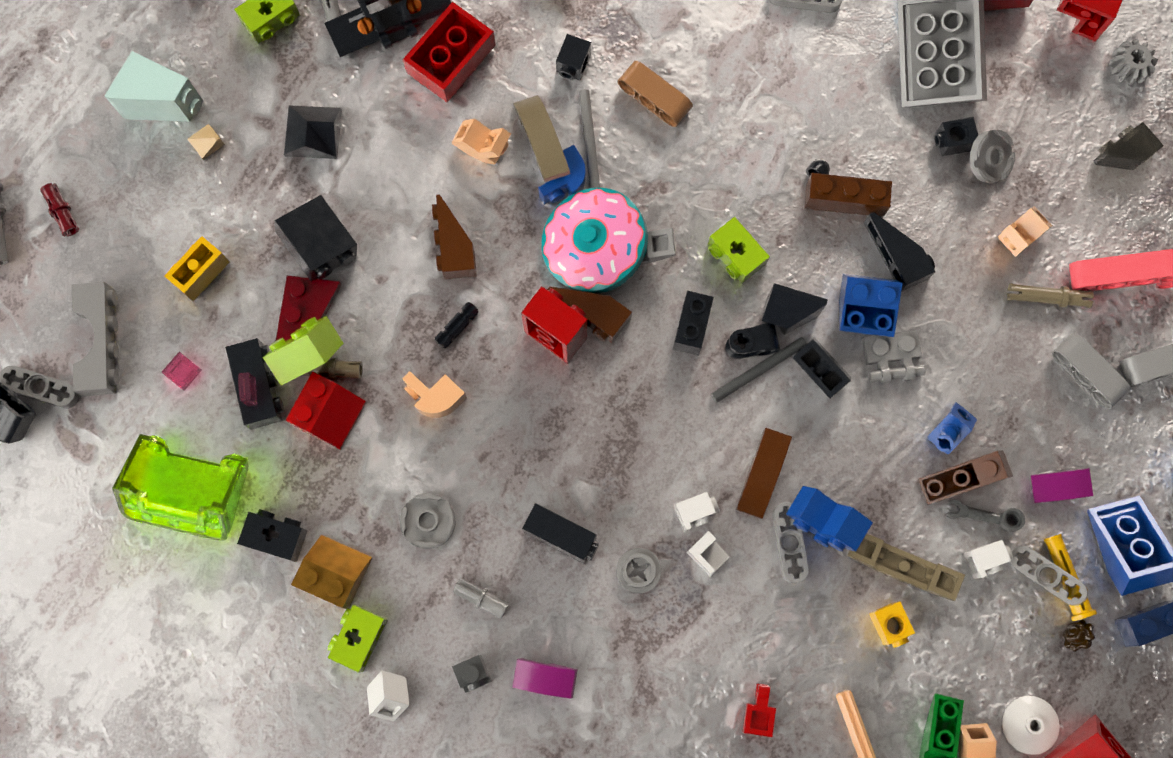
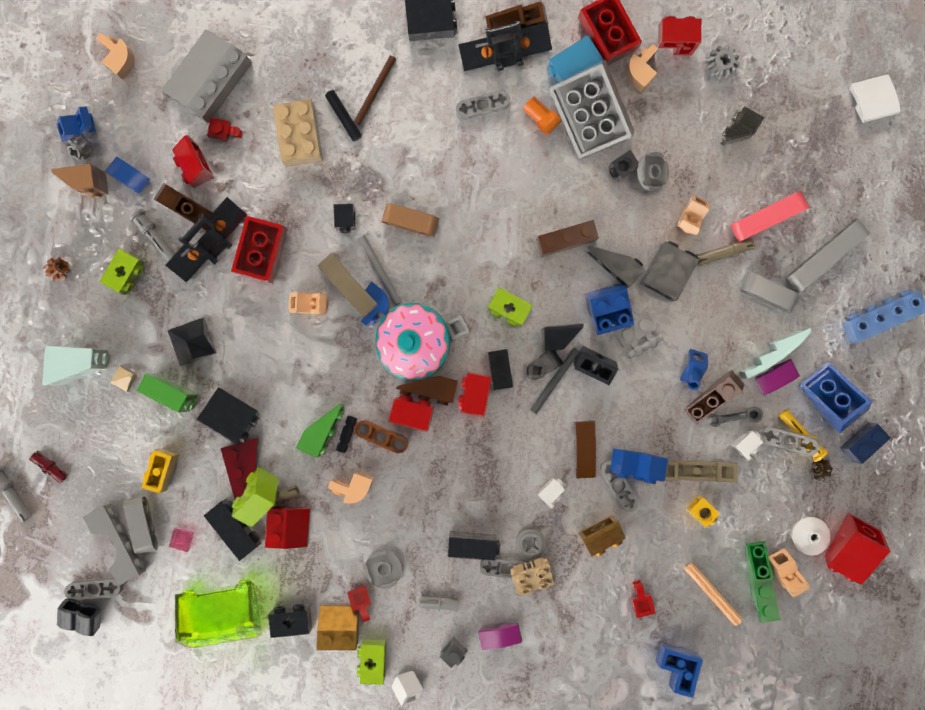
camera: 20 degrees left, 10 degrees up
(138, 329) = (140, 525): none -> light grey beam
(247, 389) = (231, 539): clear pink tile -> none
(254, 175) = (167, 392): none -> bright green brick
(376, 547) = (359, 600): none -> red plate
(420, 307) = (315, 436): none -> bright green slope
(456, 248) = (324, 384): reddish brown slope -> none
(496, 333) = (371, 436): none -> dark orange beam
(591, 578) = (492, 572): none -> light grey beam
(623, 614) = (533, 578): none -> tan hinge
(648, 333) = (475, 394): none -> red brick
(708, 554) = (570, 515): white panel -> none
(741, 598) = (602, 536): none -> pearl gold slope
(818, 166) = (540, 227): black hinge -> none
(877, 41) = (545, 119): none -> orange piece
(966, 289) = (669, 271): none -> brick
(1021, 30) = (638, 71): none -> light nougat brick
(1076, 449) = (779, 350): none -> light aqua slope

